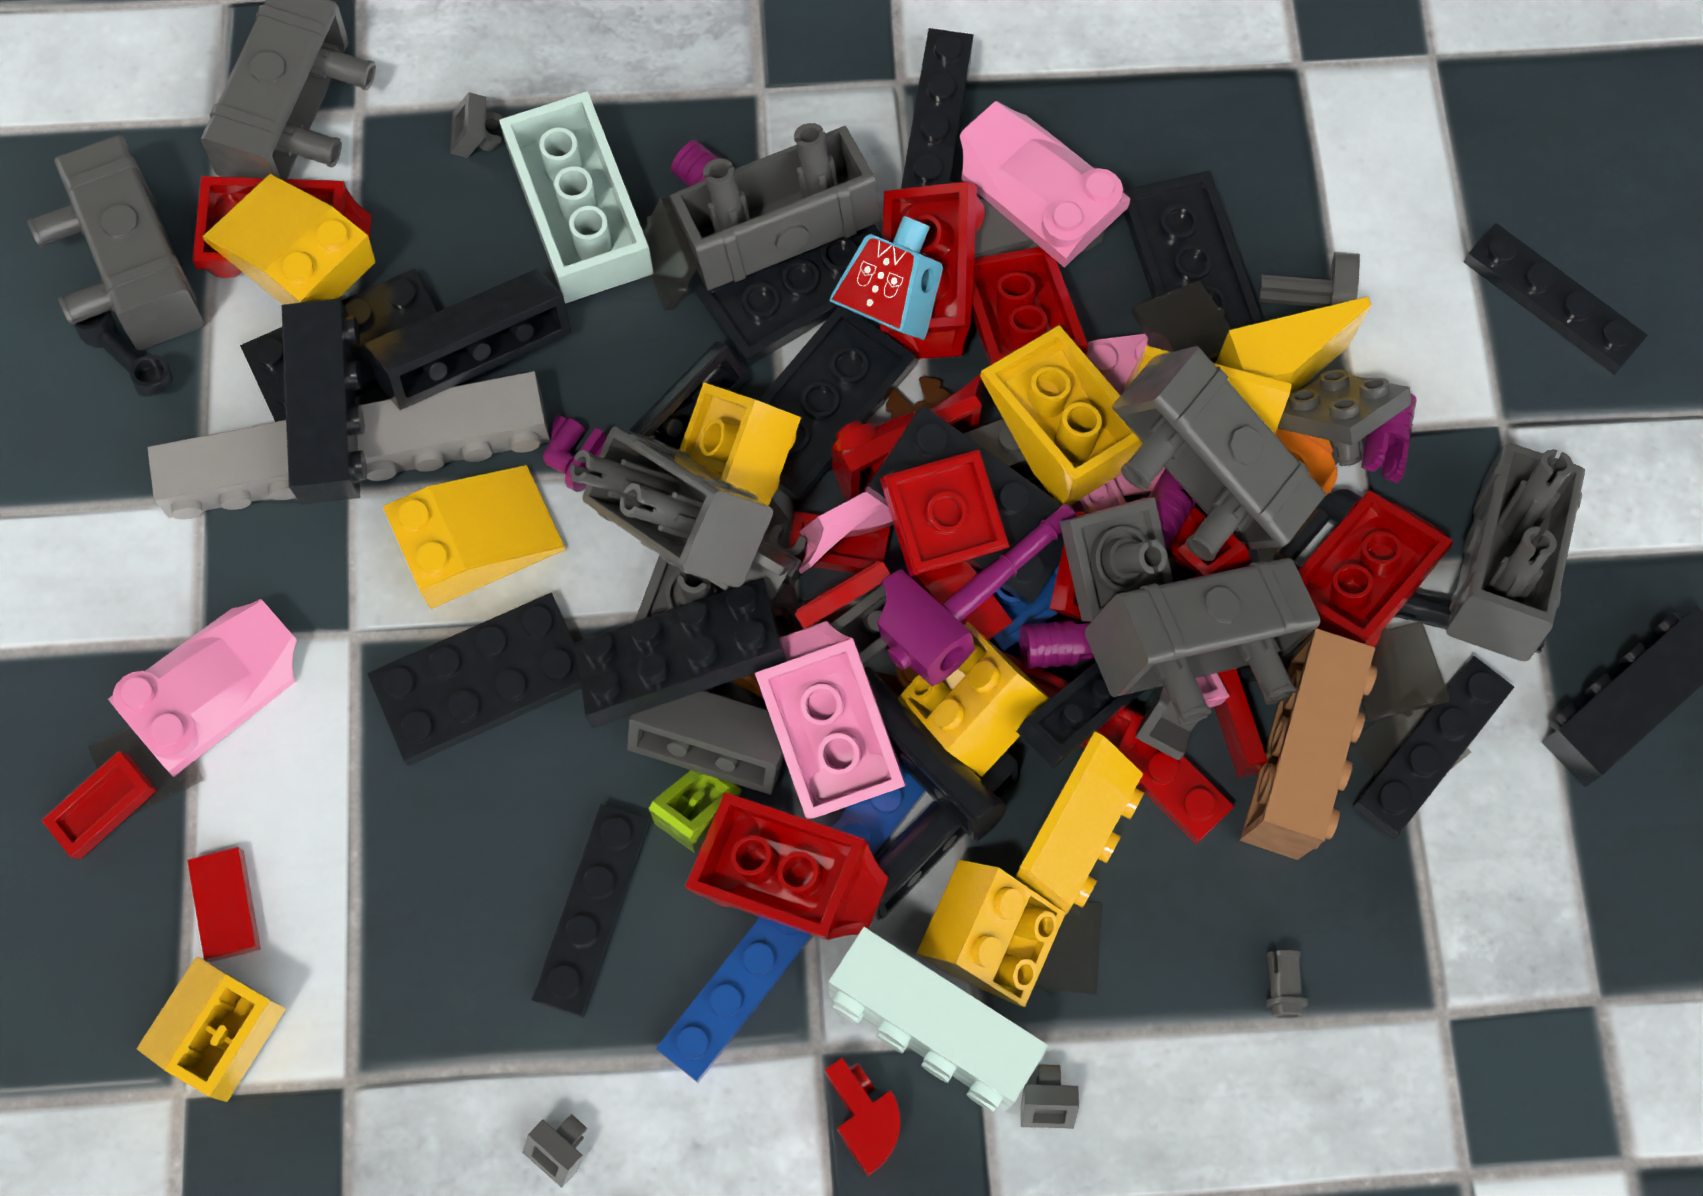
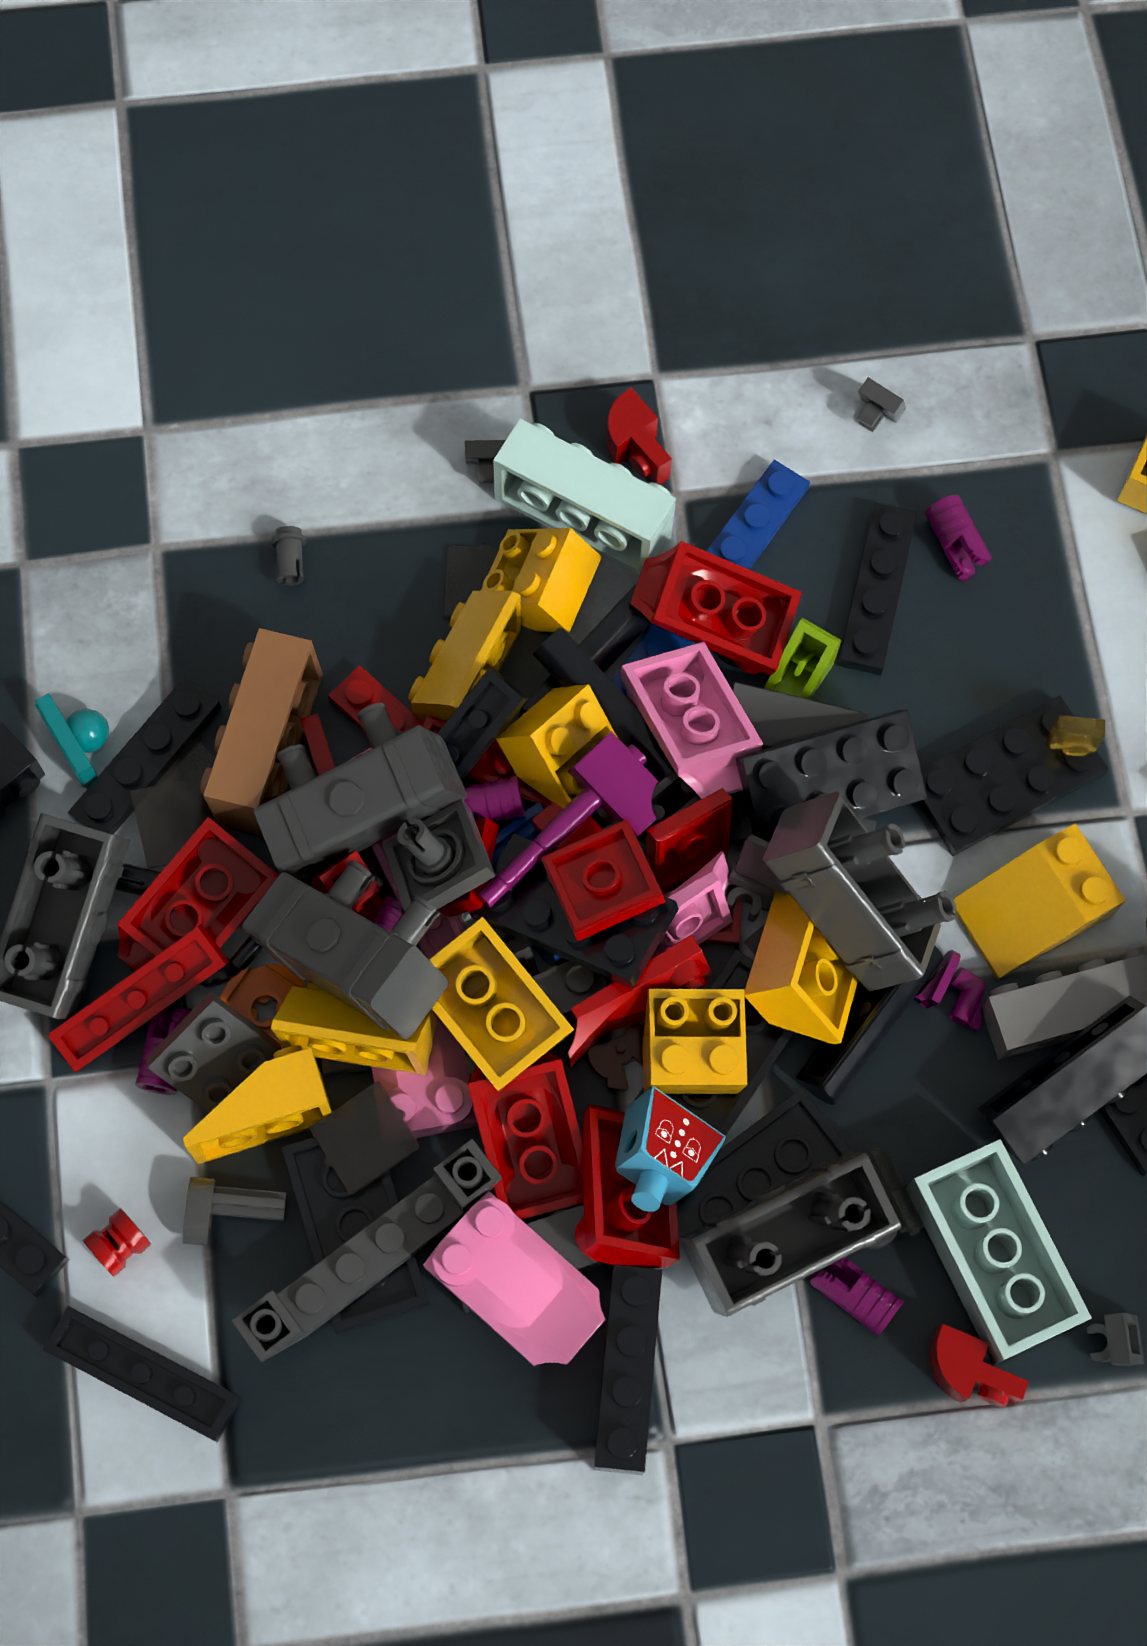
camera: 175 degrees right, 0 degrees up
(397, 690) = (1077, 735): none -> clear yellow plate
(486, 964) = (957, 535): none -> magenta hinge
(620, 109) = (959, 1368): none -> red brick
(854, 375) = (695, 1041): none -> yellow slope
(1189, 219) = (370, 1255): none -> dark grey slope
(1387, 152) = (142, 1373): none -> black plate
(1418, 473) = (138, 998): none -> red plate
(1427, 255) = (117, 1242): none -> red wheel
(1518, 768) = (82, 732): none -> teal tile

